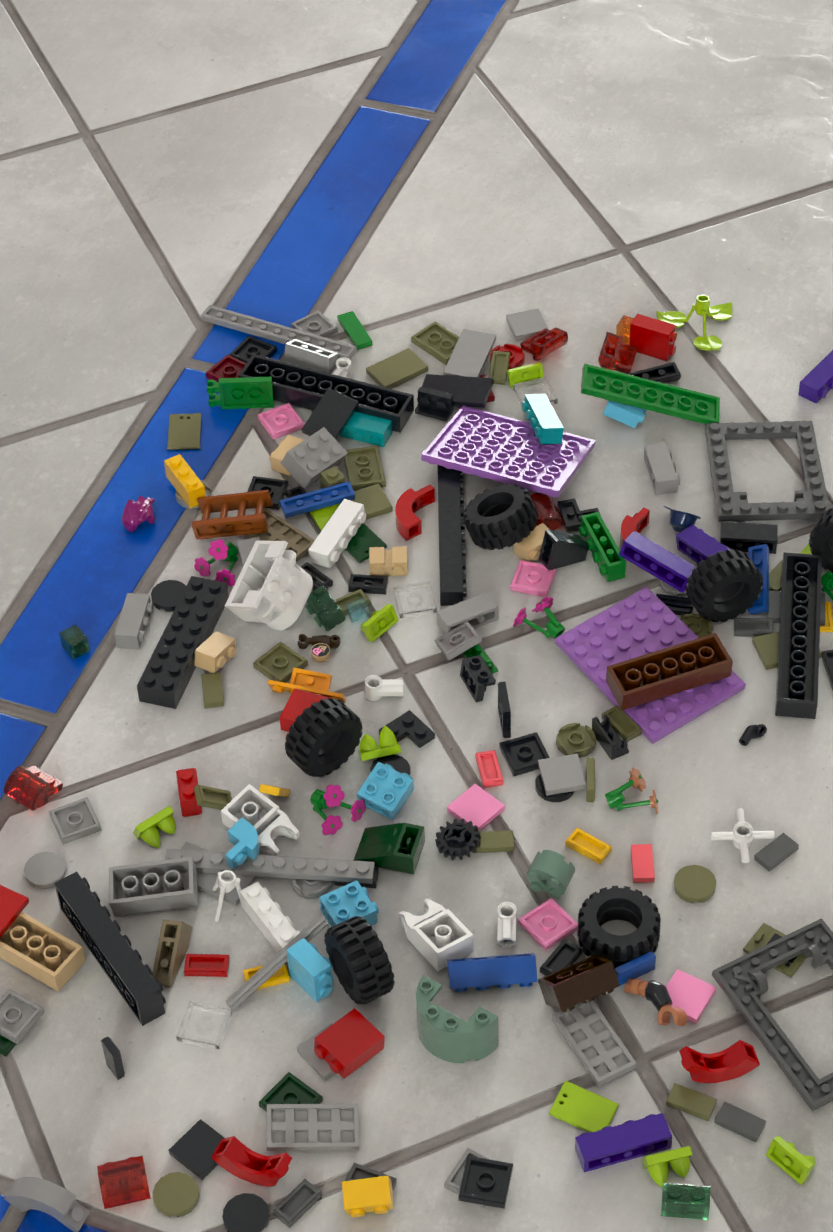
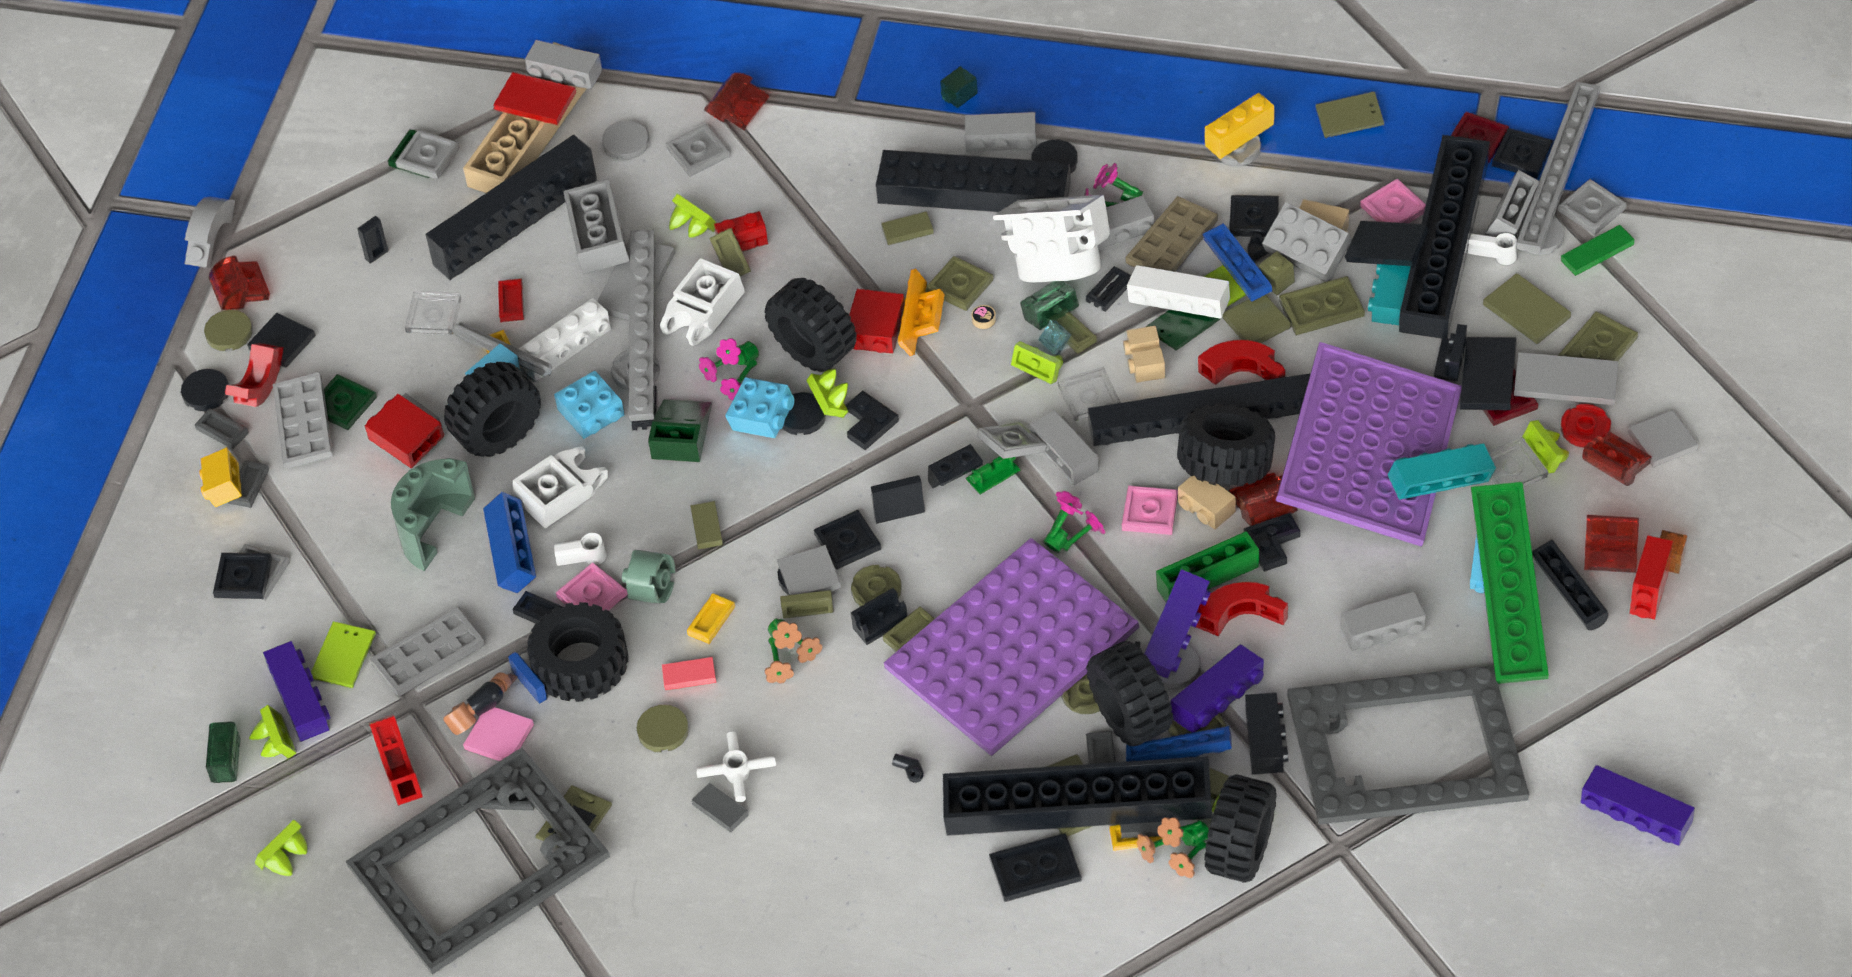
camera: 85 degrees right, 5 degrees up
(137, 513) = (1182, 97): magenta hair -> none
(171, 950) = (526, 262): dark tan slope -> none
(215, 652) = (958, 213): tan brick -> none
(226, 882) = (593, 279): white plant -> none
(232, 526) = (1171, 191): dark orange fence -> none
(241, 393) = (1418, 147): green tile -> none
(246, 843) = (652, 287): medium azure brick -> none
(274, 790) = (746, 305): yellow tile -> none
(332, 641) = (1003, 317): dark brown arm -> none
(368, 583) = (1109, 359): black tile -> none
(377, 687) = (928, 383): white piece -> none
(458, 839) = (699, 487): black gear -> none
(476, 806) = (755, 502): bright pink tile -> none
(489, 769) = (819, 507): coral tile -> none
(499, 367) = (1555, 414): olive tile -> none
(562, 549) = (1188, 521): black slope -> none
(579, 983) = (490, 618): dark brown brick -> none
(668, 671) = (973, 652): reddish brown brick -> none
(681, 520) = (1289, 650): dark blue piece -> none
(691, 1102) = (355, 752): olive tile -> none
(702, 308) = (1726, 610): lime plant -> none
(740, 1121) = (331, 799): dark grey tile -> none

